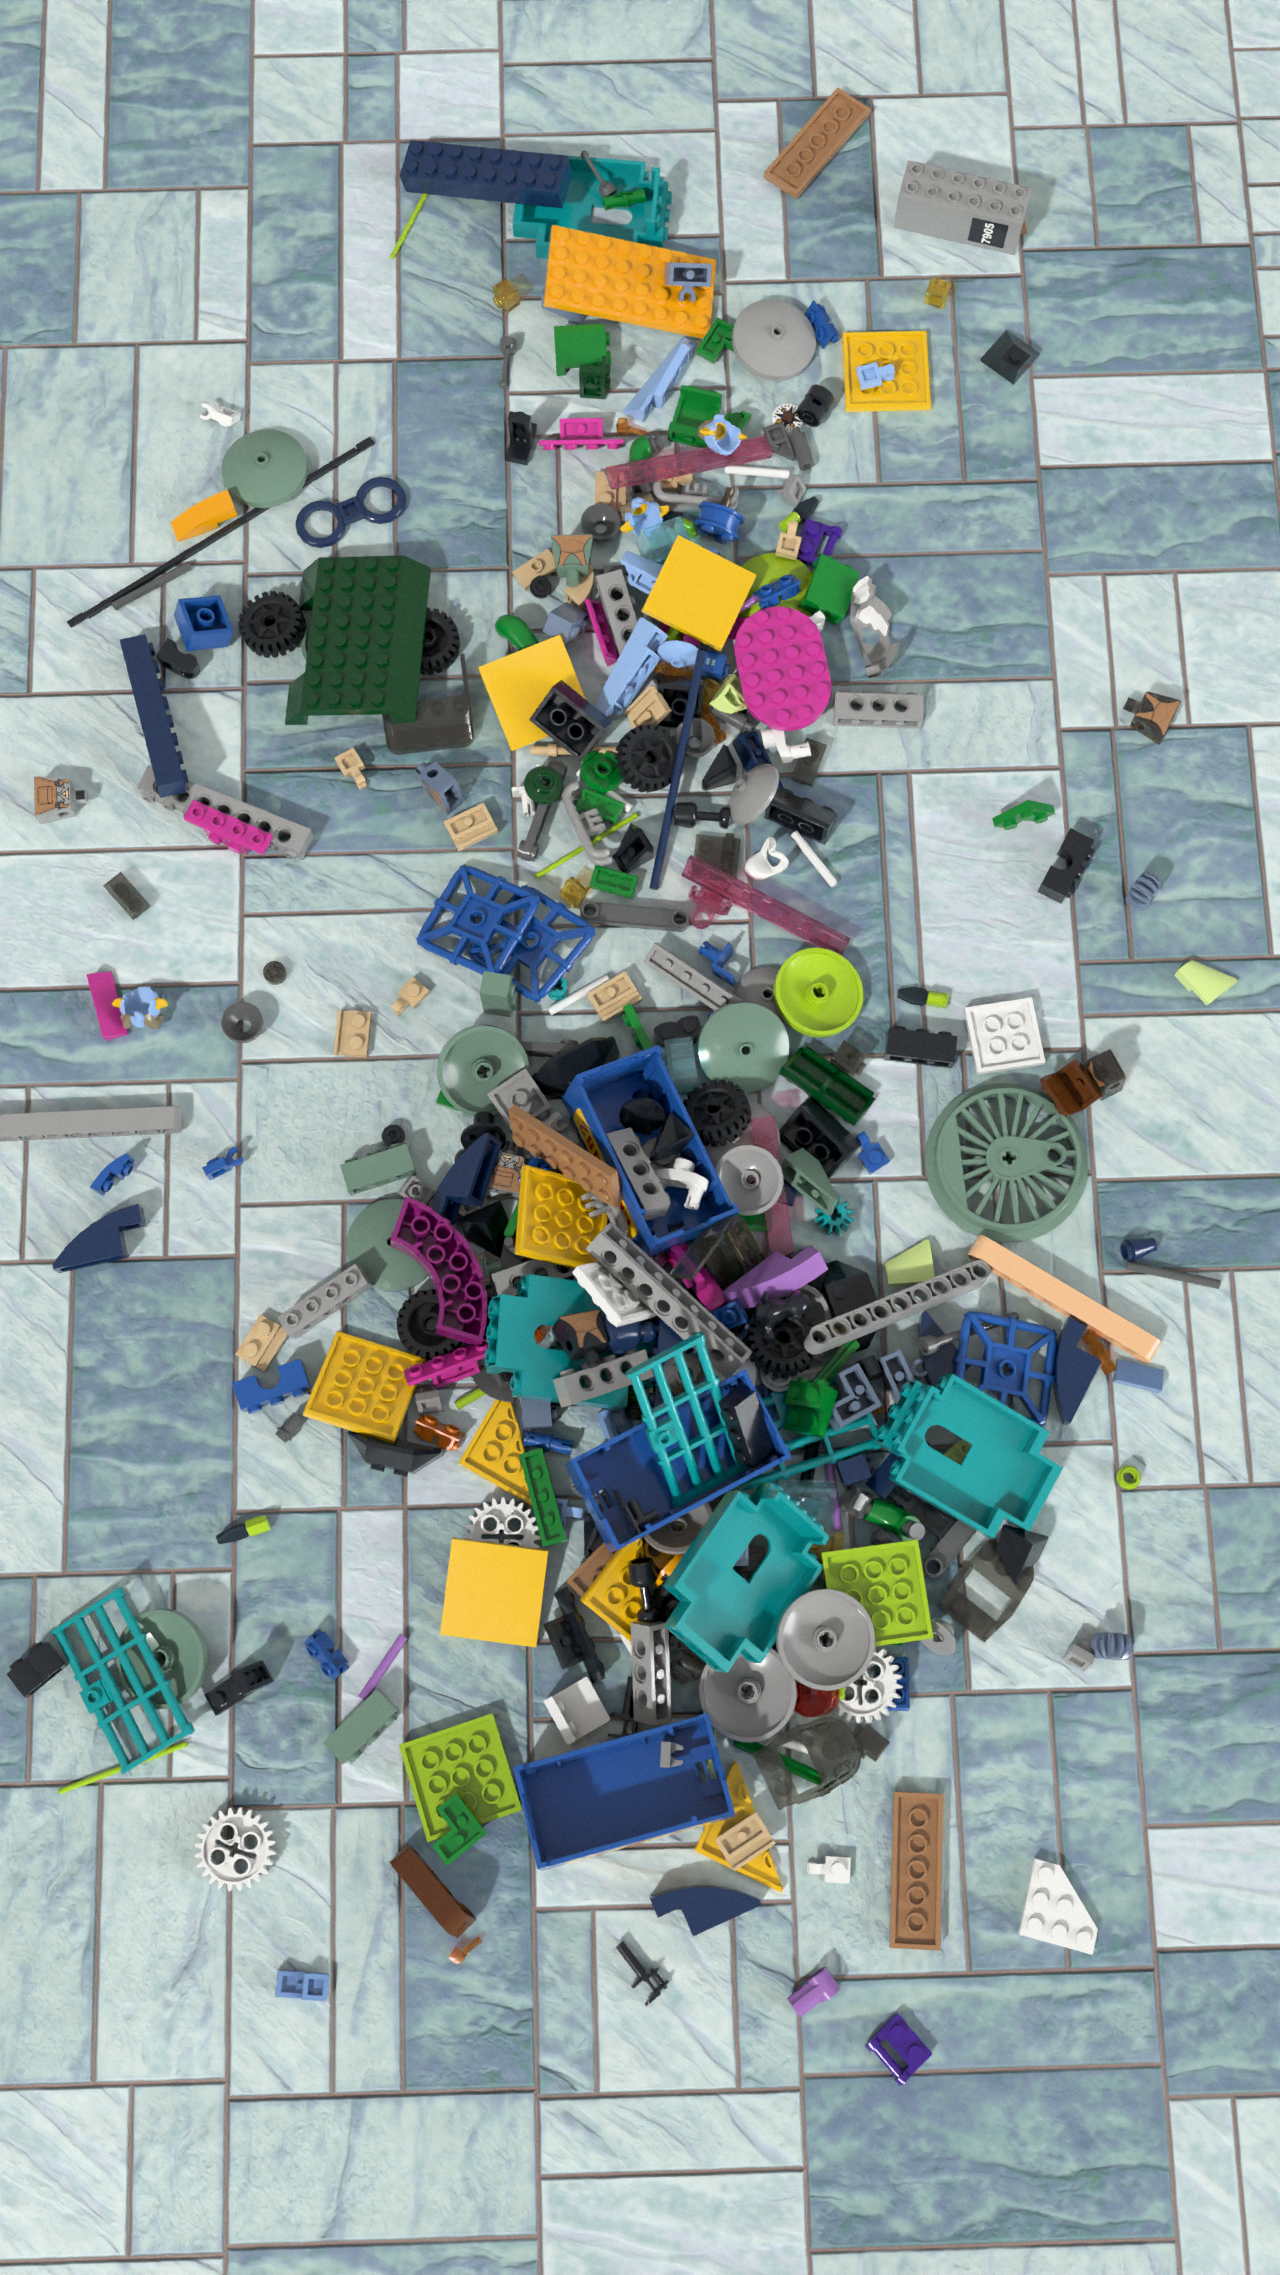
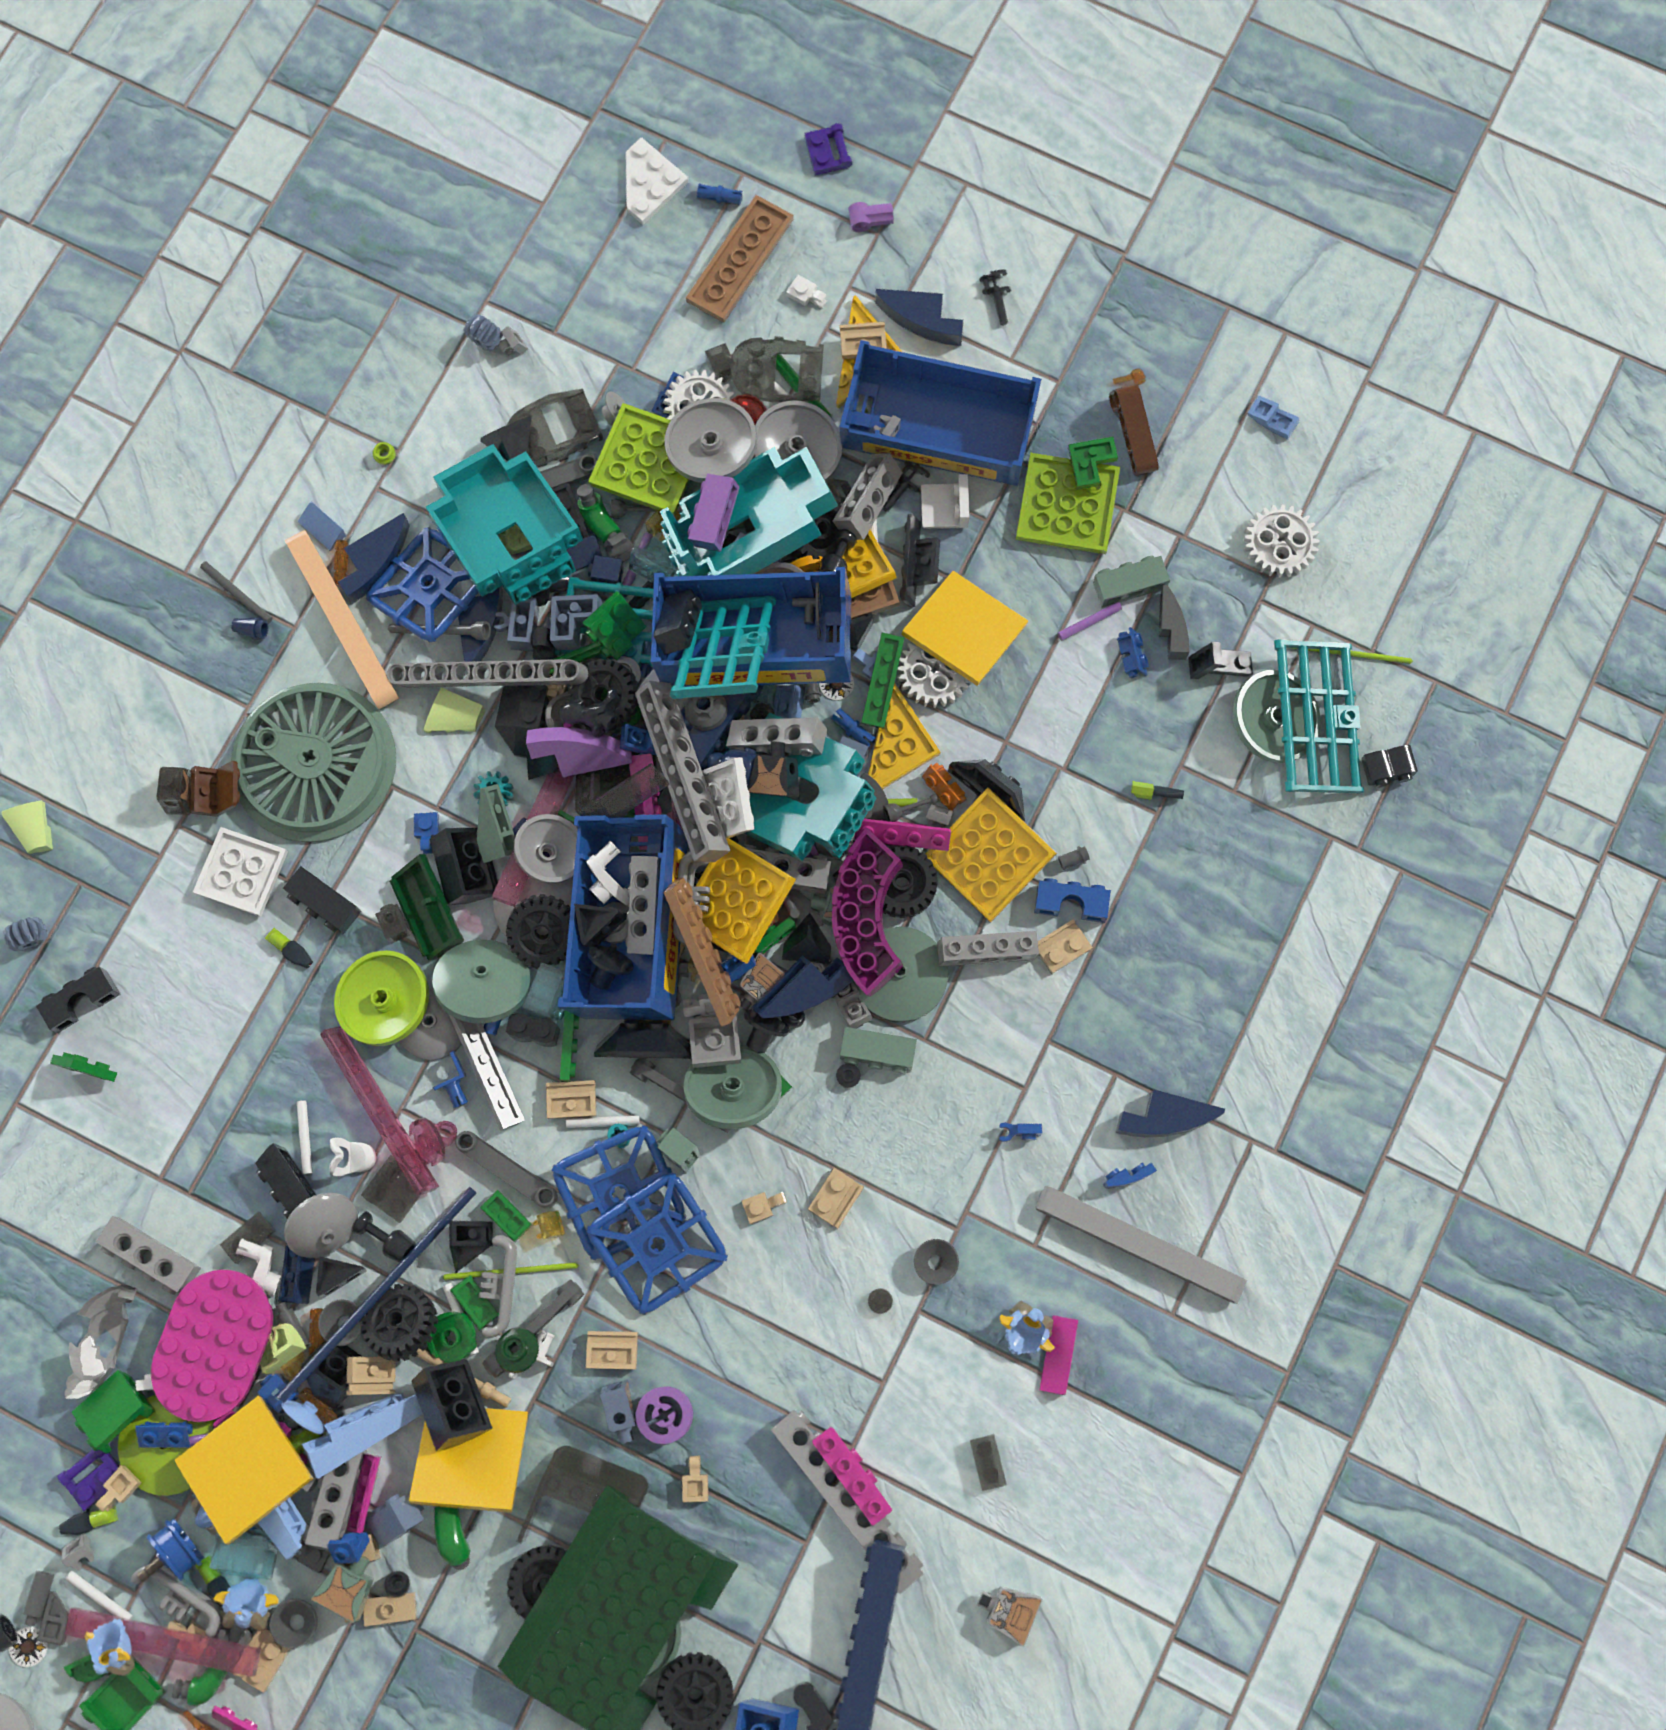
camera: 150 degrees left, 0 degrees up
(301, 1702) = (1173, 625): none -> dark grey slope
(394, 791) = (674, 1432): none -> medium lavender wheel
(470, 1382) = (894, 812): none -> dark grey hinge
(586, 583) = (349, 1548): none -> blue bracket
(779, 1561) = (713, 512): none -> medium lavender brick
(977, 1933) = (719, 194): none -> blue pin

